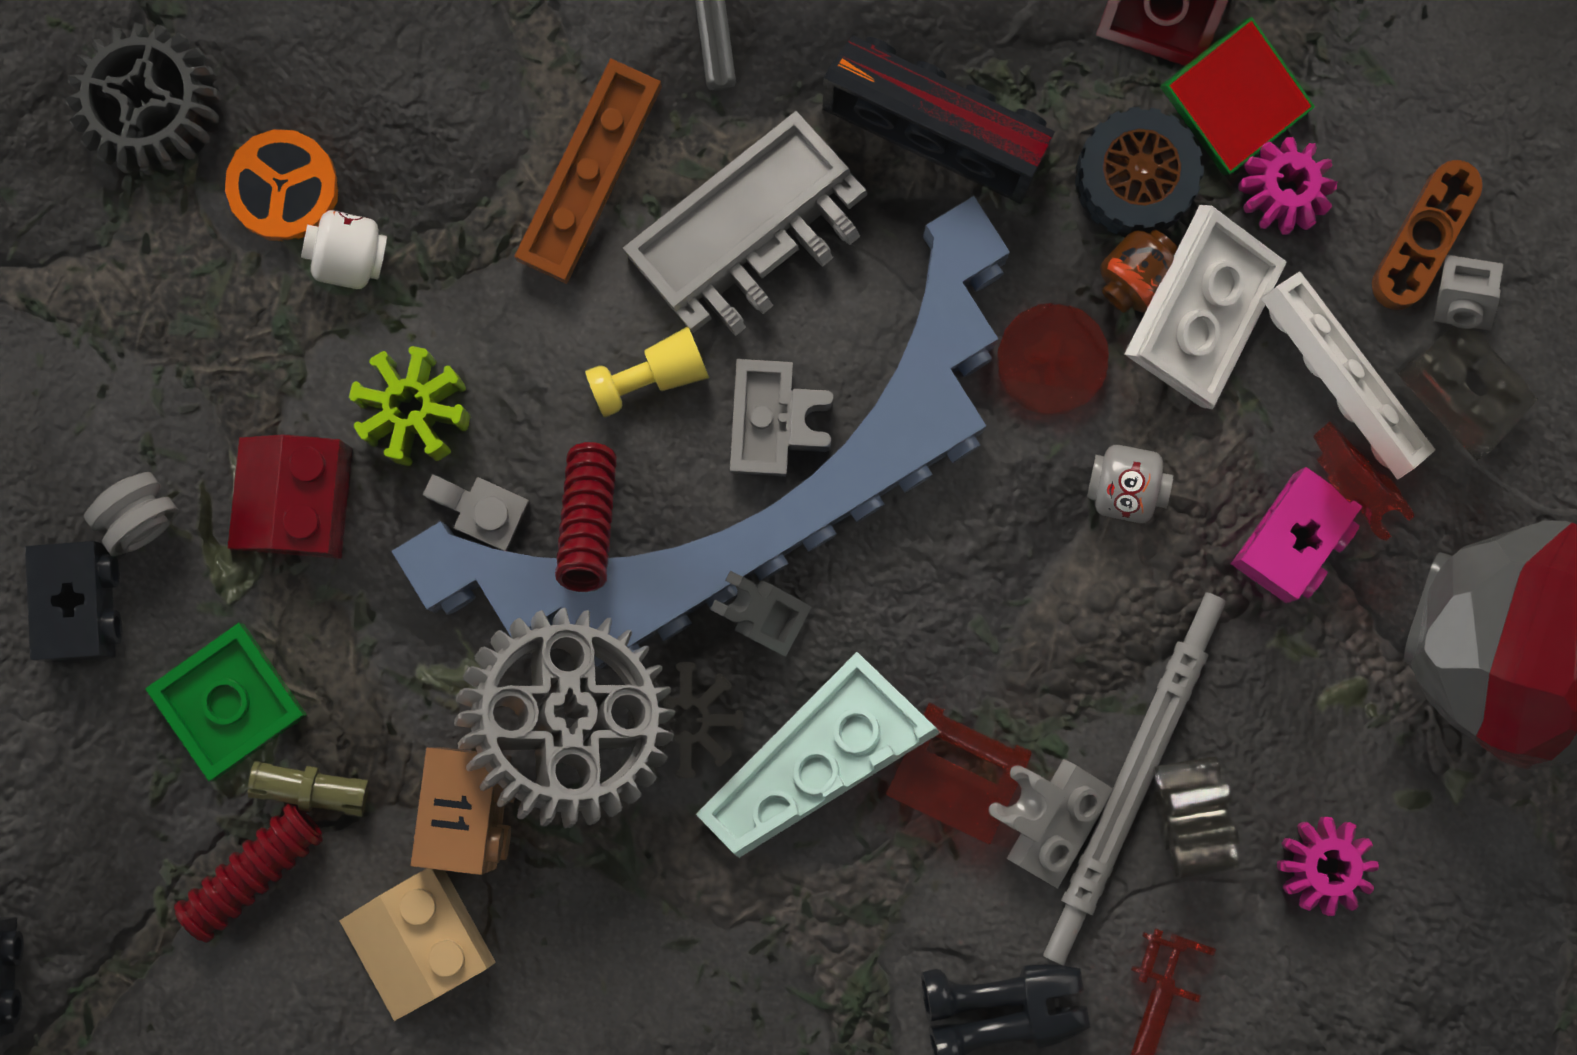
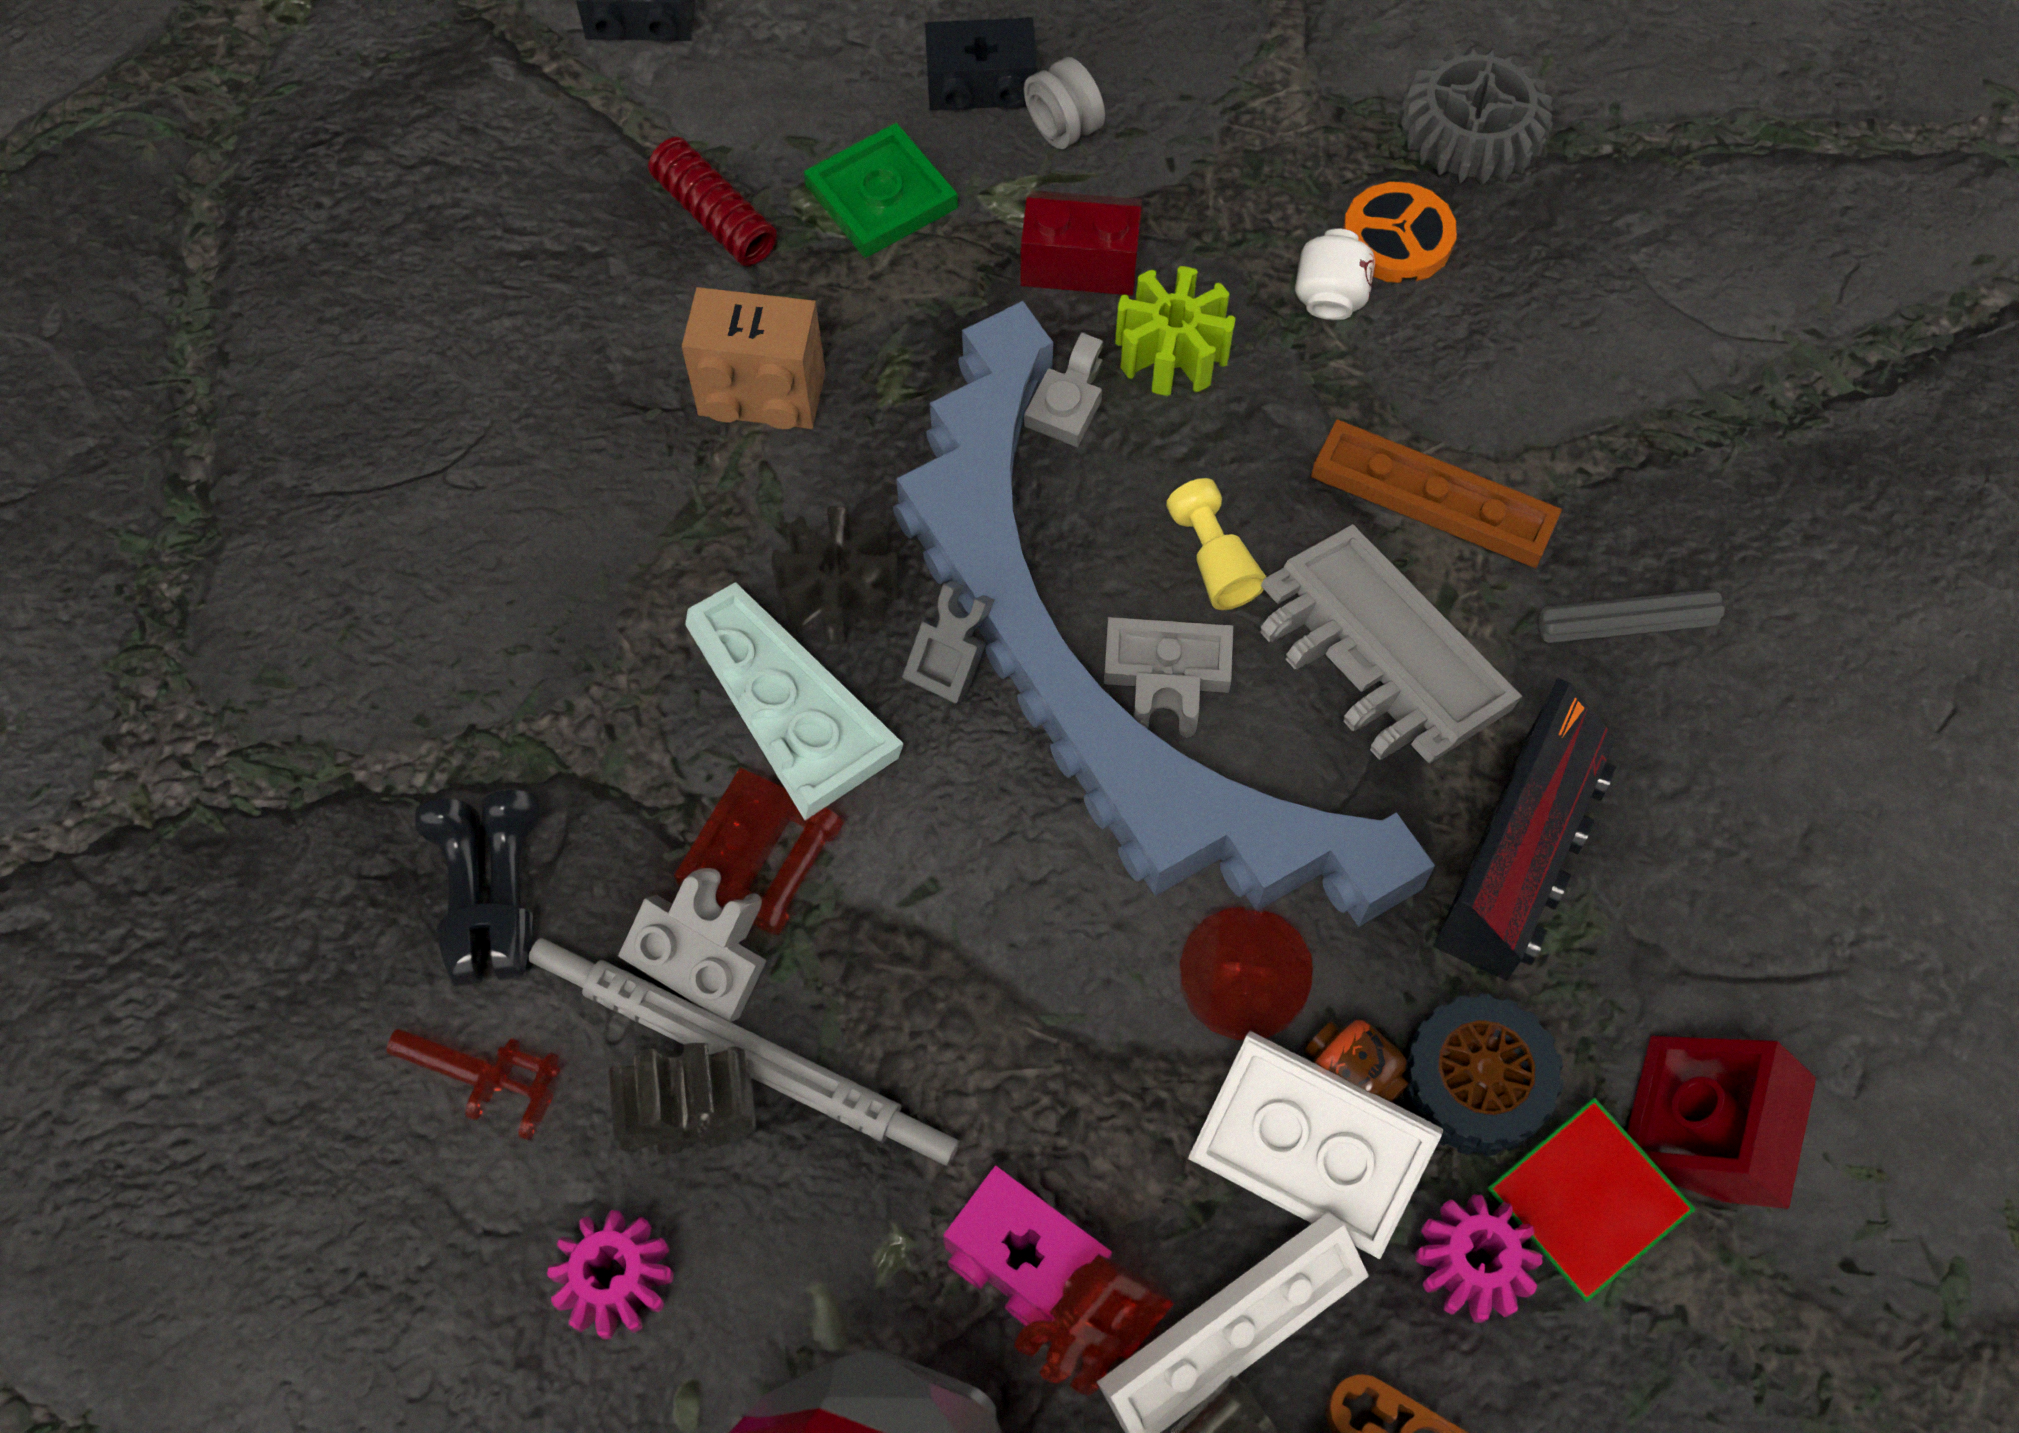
camera: 90 degrees right, 20 degrees down
(308, 788) = (791, 246): olive pin -> none
(417, 941) = (629, 344): tan slope -> none
(578, 696) = (814, 430): light grey gear -> none
(586, 517) = (1055, 468): dark red piece -> none
(1129, 483) = (1092, 1044): light grey head -> none

